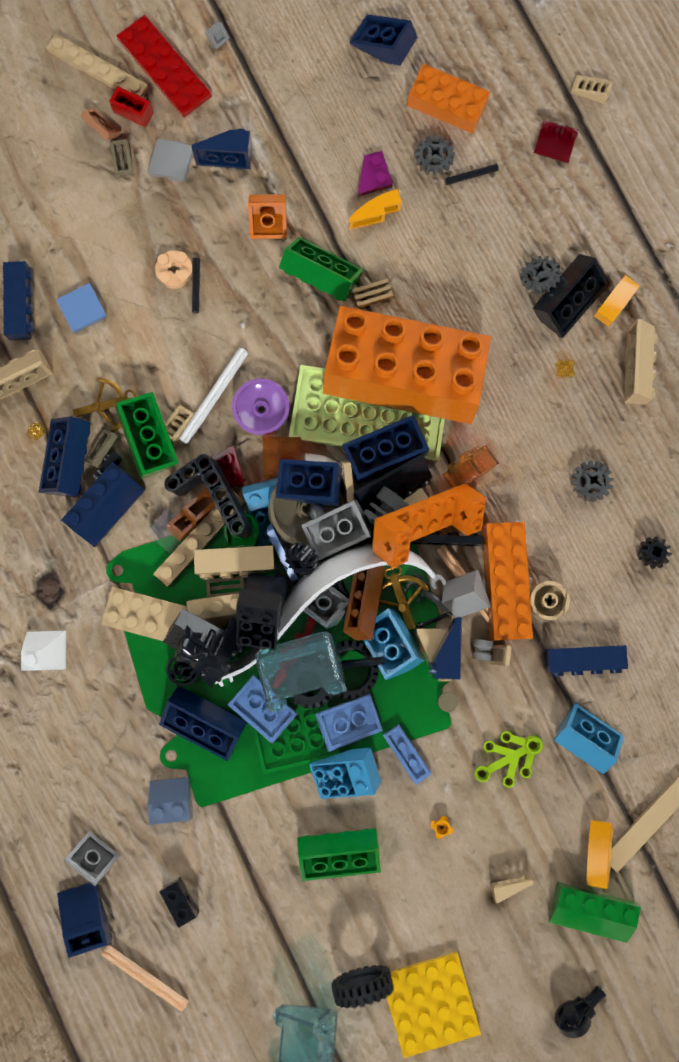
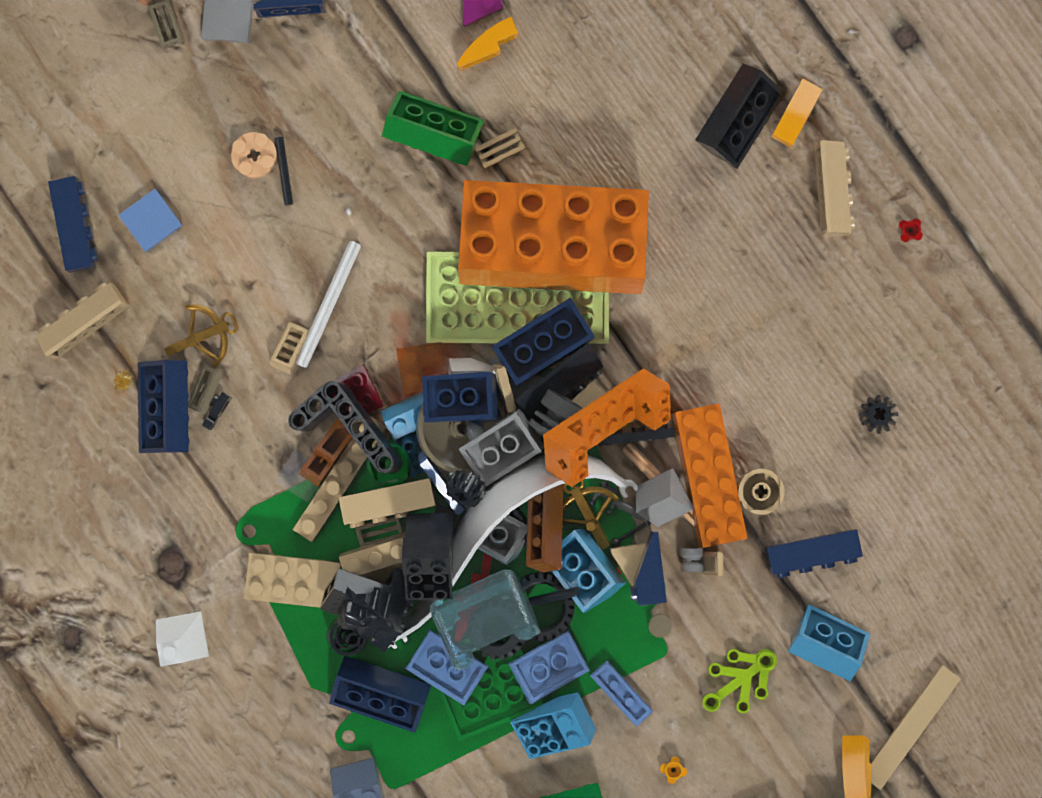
camera: 10 degrees left, 5 degrees up
(103, 505) = (220, 457): dark blue slope -> none
(146, 435) = (257, 367): green slope -> none
(260, 394) = (383, 295): medium lavender dish -> none
(267, 216) = (357, 72): orange slope -> none
(470, 467) = (647, 346): clear orange brick -> none
(540, 274) = (699, 96): dark grey gear -> none
(561, 373) = (749, 202): clear yellow plate -> none
(586, 476) = (799, 331): dark grey gear -> none

